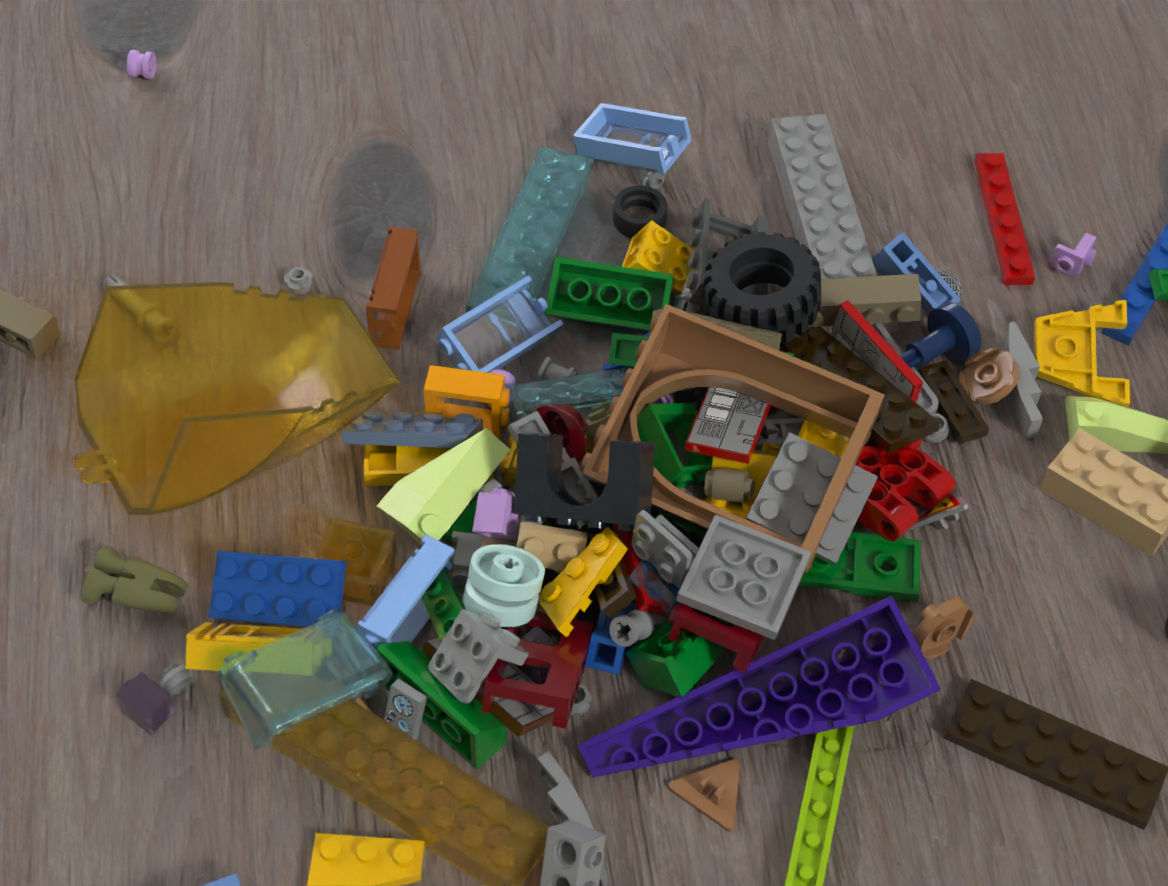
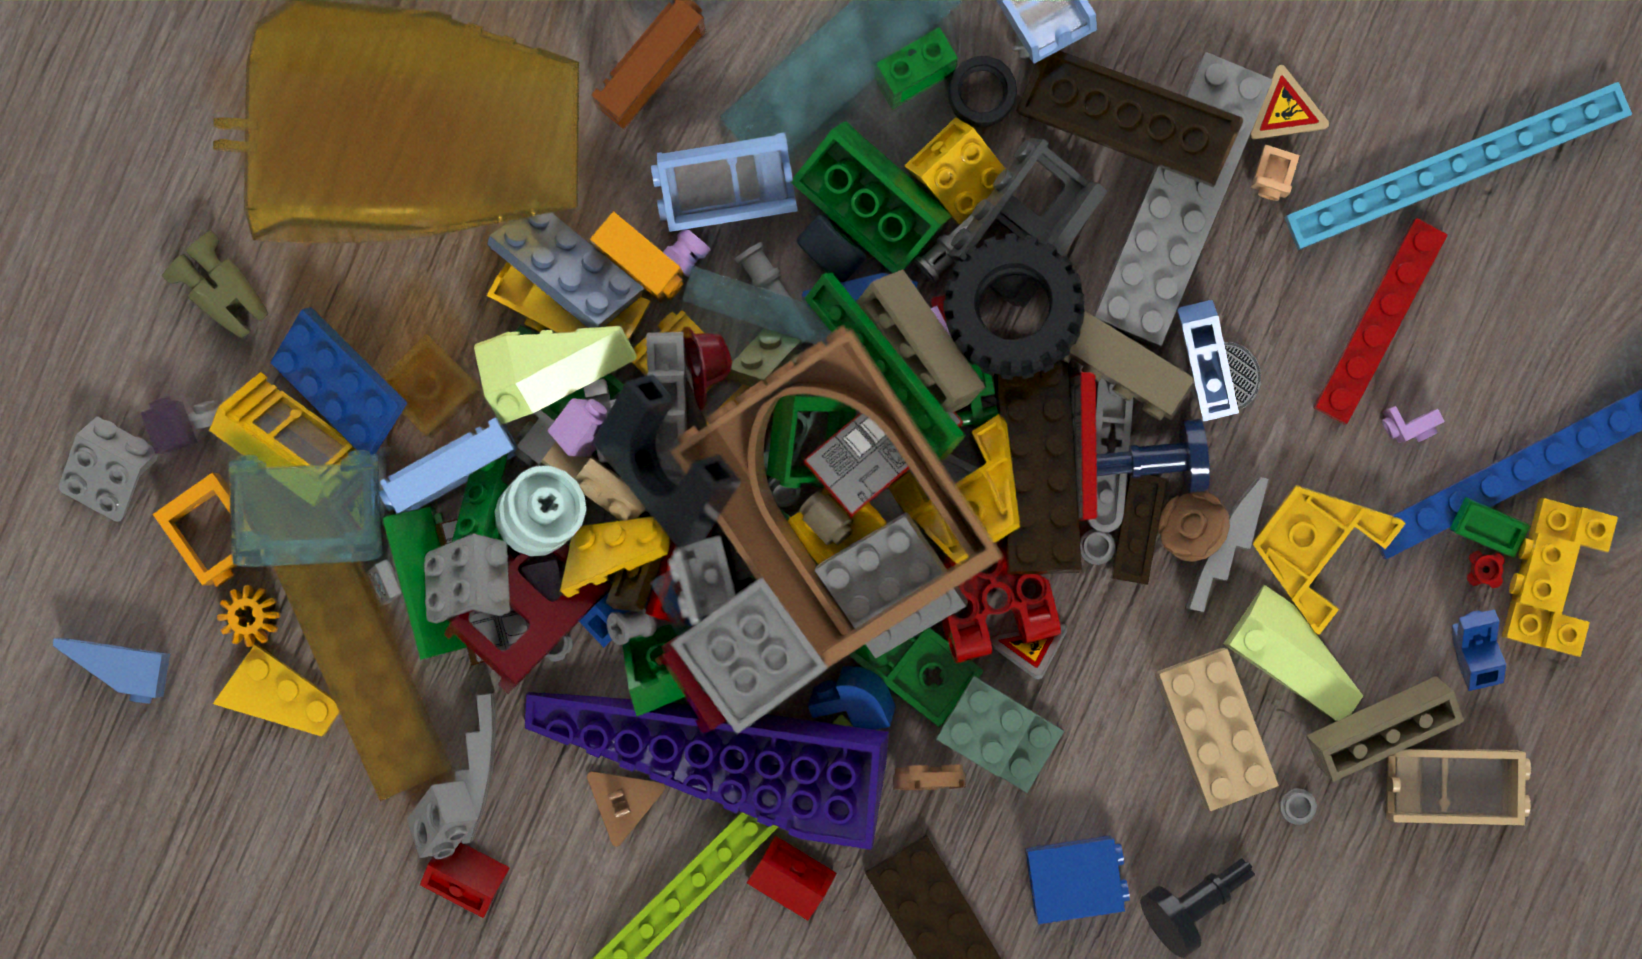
camera: 30 degrees right, 35 degrees up
(103, 766) = (105, 468): none -> light grey bracket
(197, 744) = (183, 505): none -> light orange window
(293, 798) = (260, 611): none -> light orange gear
(586, 207) = (906, 76): none -> green window
(596, 331) = (831, 248): none -> black wheel
(751, 168) = (1130, 116): none -> dark brown plate
(840, 598) = (858, 693): none -> blue brick
(850, 134) = (1287, 109): none -> piece
(868, 169) = (1274, 173): none -> light nougat bracket
(893, 771) = (792, 878): none -> red panel
(963, 567) = (999, 734): none -> sand green bracket
(973, 121) = (1458, 165): none -> medium azure plate
(1105, 646) = (1076, 879): none -> blue brick

